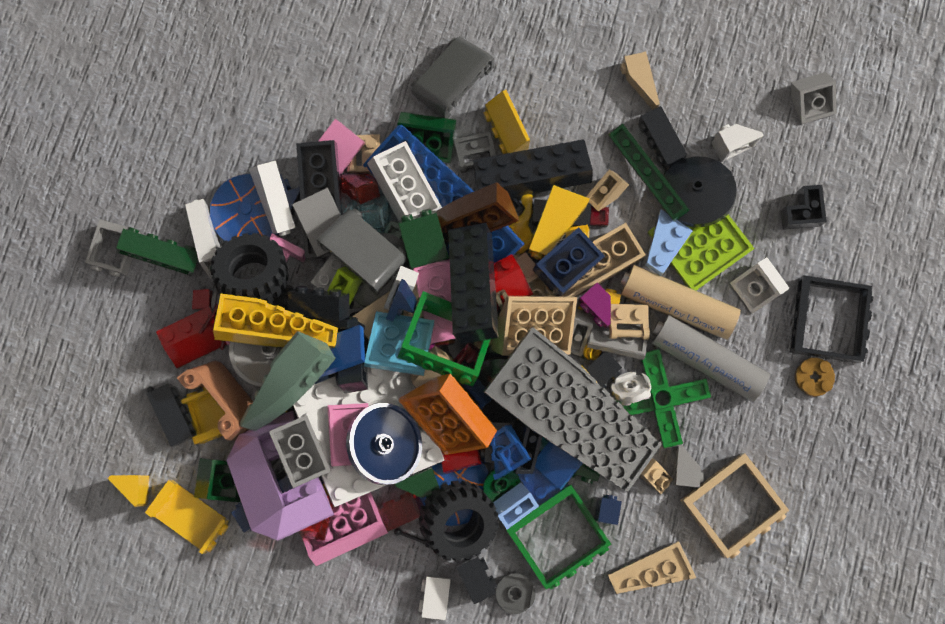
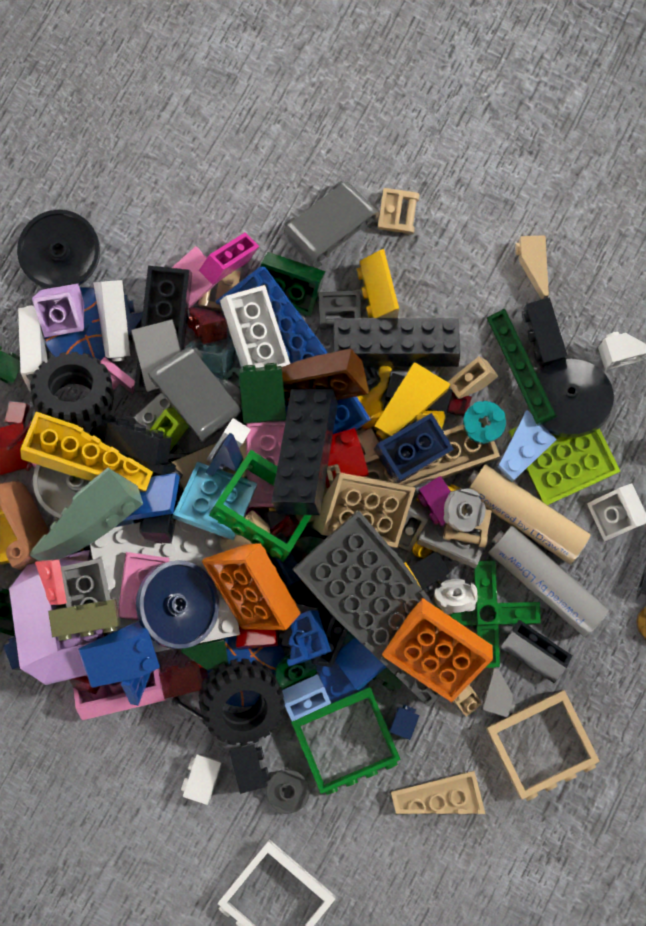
camera: 15 degrees right, 0 degrees up
(211, 145) = (58, 249): none -> black dish
(223, 198) = (60, 310): none -> lavender slope
(265, 444) = (52, 581): none -> coral wing
(302, 474) = (84, 619): none -> olive wedge
(341, 501) = (119, 656): none -> blue slope
(359, 520) = (134, 688): none -> blue wing
(367, 124) = (229, 258): none -> dark pink brick
(504, 54) = (391, 210): none -> tan plate
(615, 309) = (453, 513): none -> light grey plate
(617, 233) = (478, 411): none -> teal plate
(627, 439) = (438, 650): none -> orange slope
(713, 423) = (536, 651): none -> black brick

